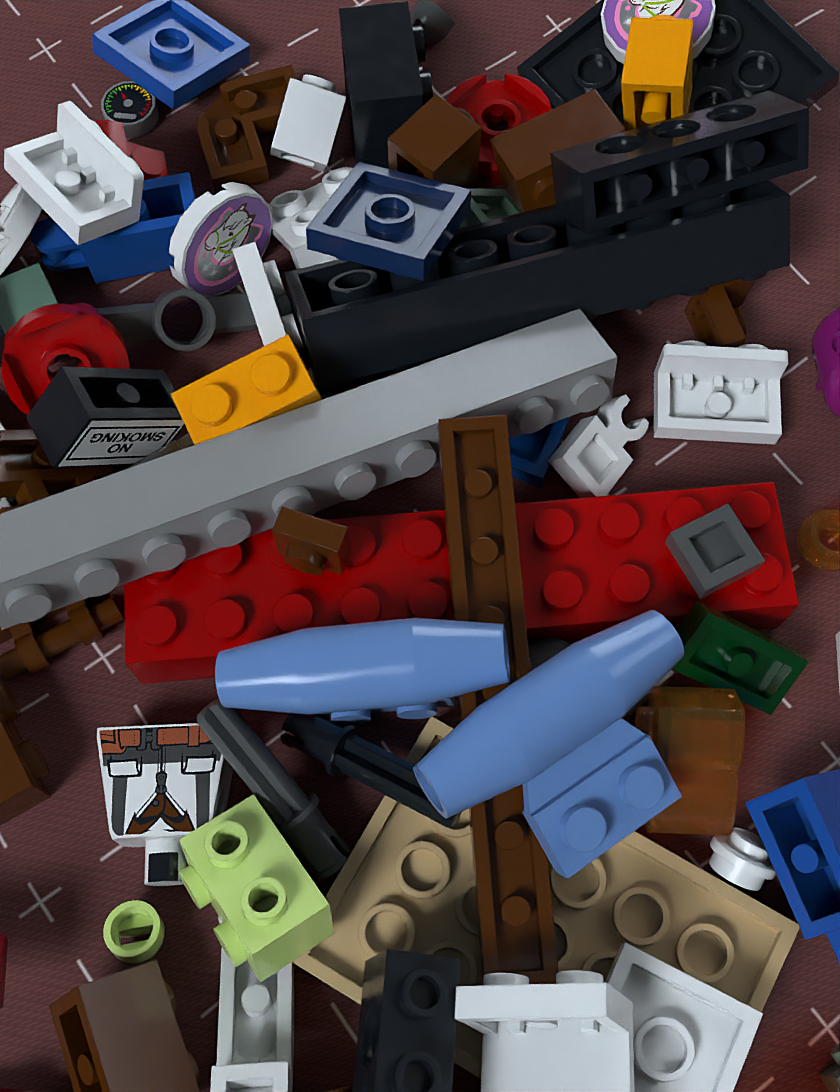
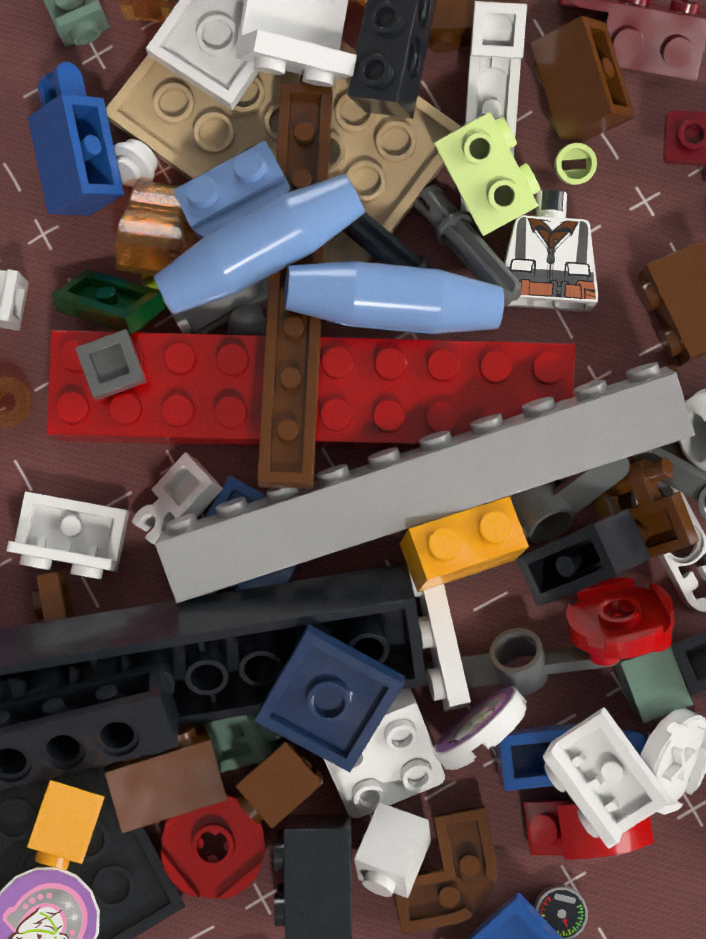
camera: 170 degrees left, 15 degrees up
(311, 542) = (423, 404): reddish brown plate -> none

